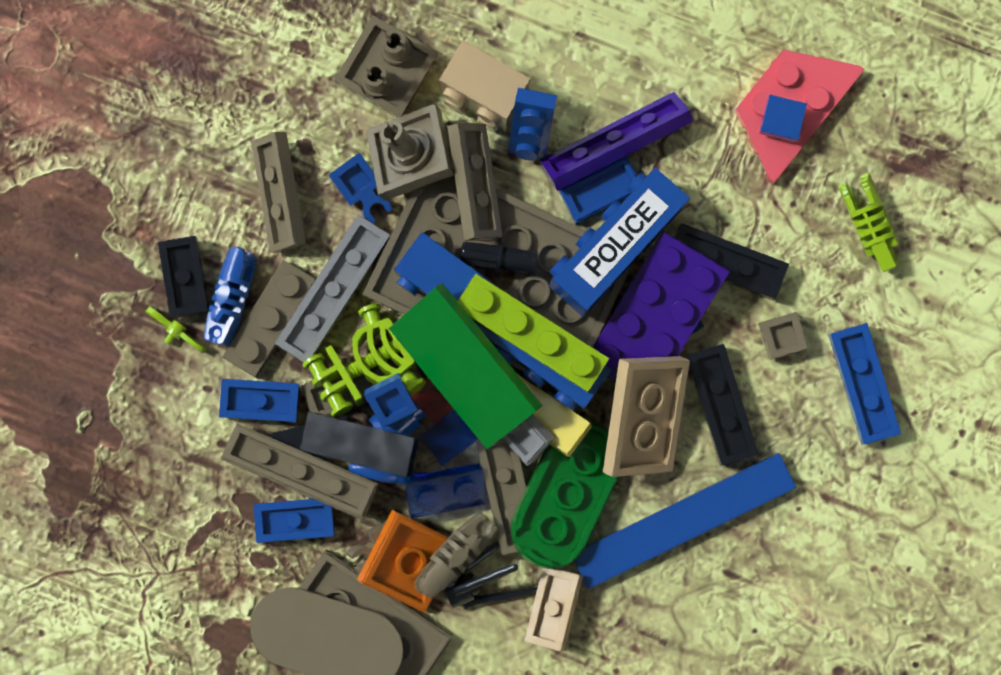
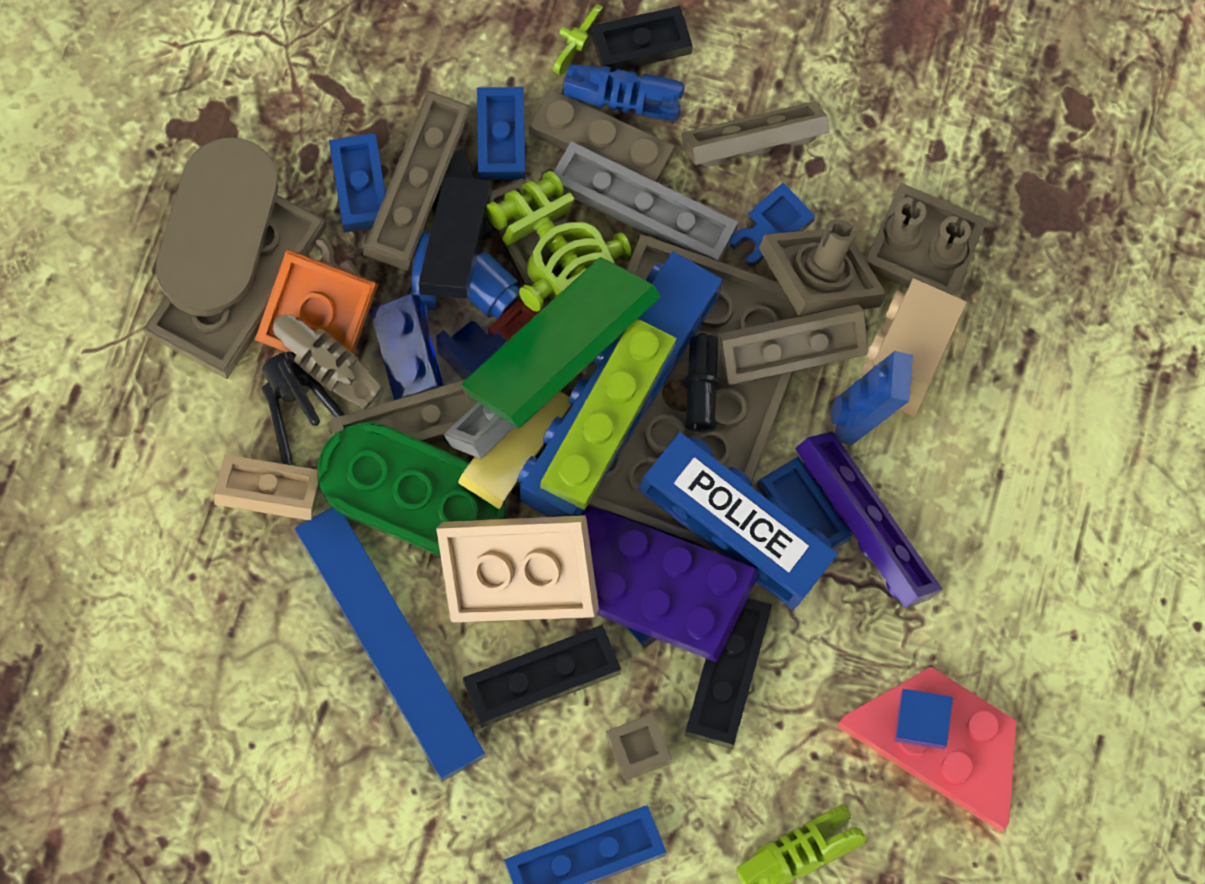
camera: 80 degrees right, 15 degrees down
(390, 400) = (511, 263): blue plate -> none

